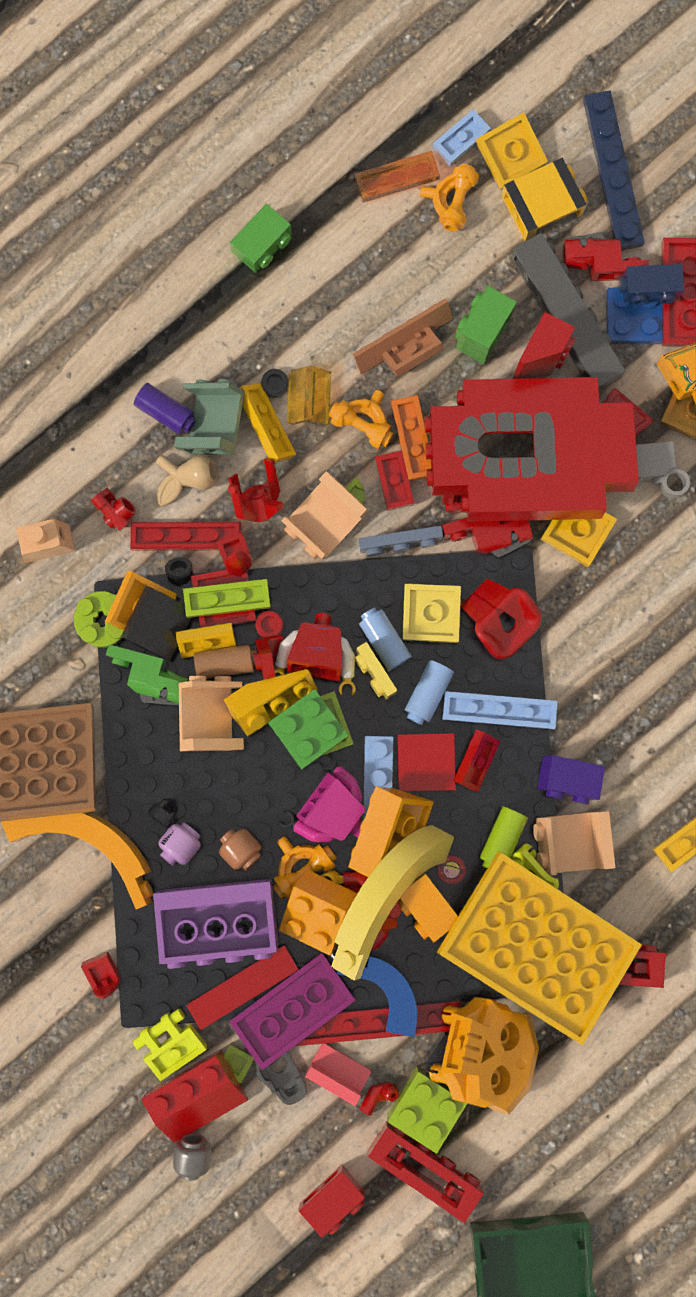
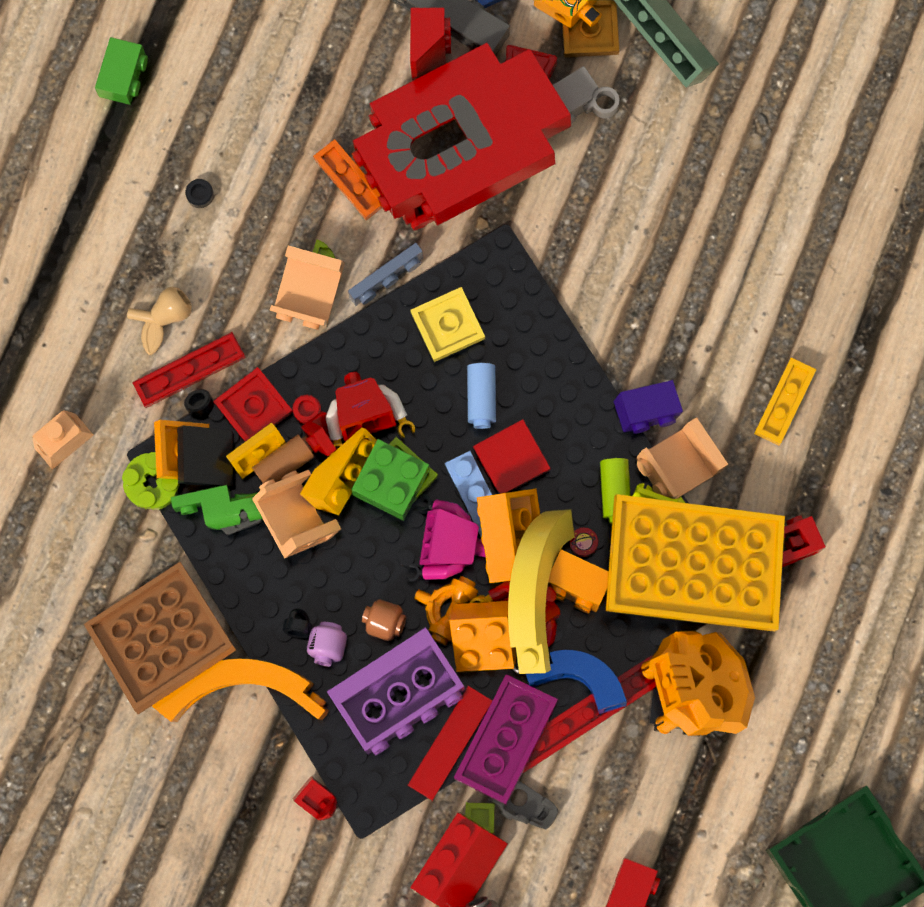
camera: 25 degrees left, 5 degrees down
(116, 512) = (115, 379): red plate -> none
(164, 409) = (111, 266): dark purple brick -> none
(175, 1051) = (418, 834): neon yellow plate -> none
(216, 416) = (160, 251): sand green panel -> none
(226, 598) = (256, 403): lime plate -> none
(235, 554) = (243, 361): red plate -> none
(259, 501) = (240, 304): red piece -> none
(266, 423) = (209, 232): yellow plate -> none
(309, 396) = (236, 189): clear yellow panel -> none
(338, 1073) = (577, 776): coral panel -> none
(345, 415) = (315, 189): light orange piece -> none
(369, 663) = (415, 394): light yellow plate -> none
(378, 1093) = (622, 776): red arm -> none
(384, 638) = (417, 368): light blue brick -> none
(394, 480) = (353, 225): red plate -> none
(408, 343) = (301, 99): nougat bracket -> none
(425, 1110) = (672, 765): lime brick -> none
(465, 1197) = (748, 827): red brick -> none
(476, 761) = (556, 433): red plate -> none
(485, 324) = (362, 46): bright green brick -> none
(489, 603) = (494, 289): red piece -> none
(490, 536) = (464, 229): red plate -> none
(499, 710) = (553, 378): light blue plate -> none
(579, 537) = (544, 191): yellow plate -> none

